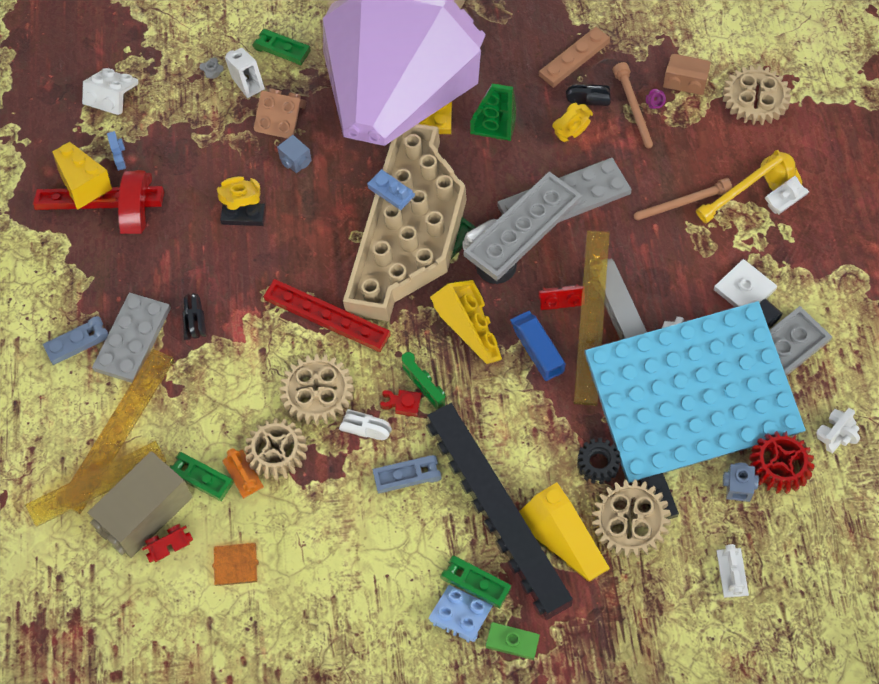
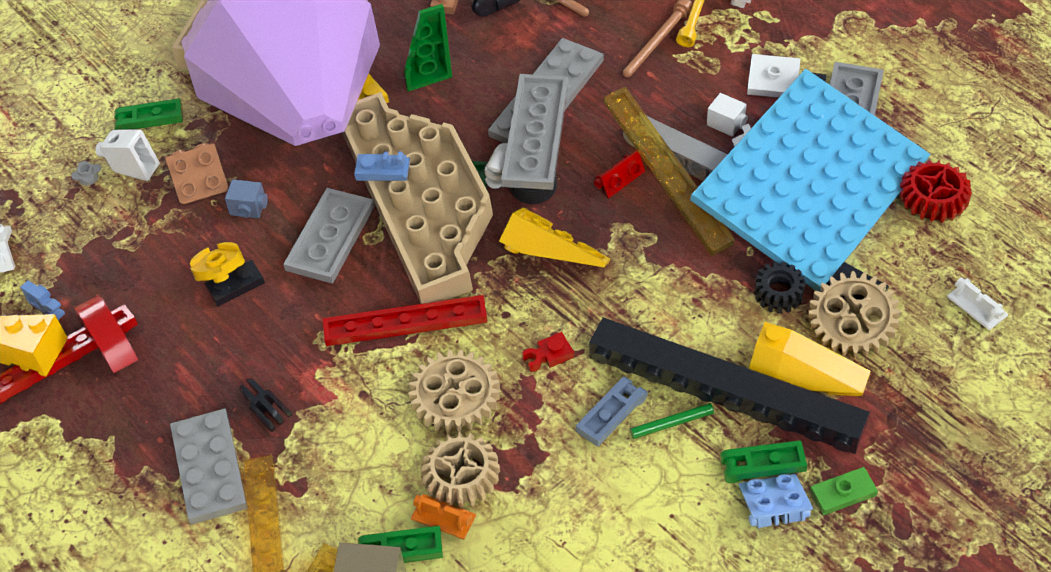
camera: 35 degrees left, 10 degrees down
(75, 340) = (145, 507): sand blue plate -> none
(327, 217) = (329, 235): none -> light grey plate
(365, 425) = (533, 392): white arm -> none
(423, 381) = (555, 320): green plate -> none
(441, 509) = (671, 421): none -> green bar
(538, 345) = (636, 225): blue piece -> none
(572, 122) = (504, 25): yellow plate -> none
(678, 298) = (726, 114): none -> white brick
(740, 482) = (918, 226): sand blue brick -> none
(843, 431) = (961, 136): white hips -> none

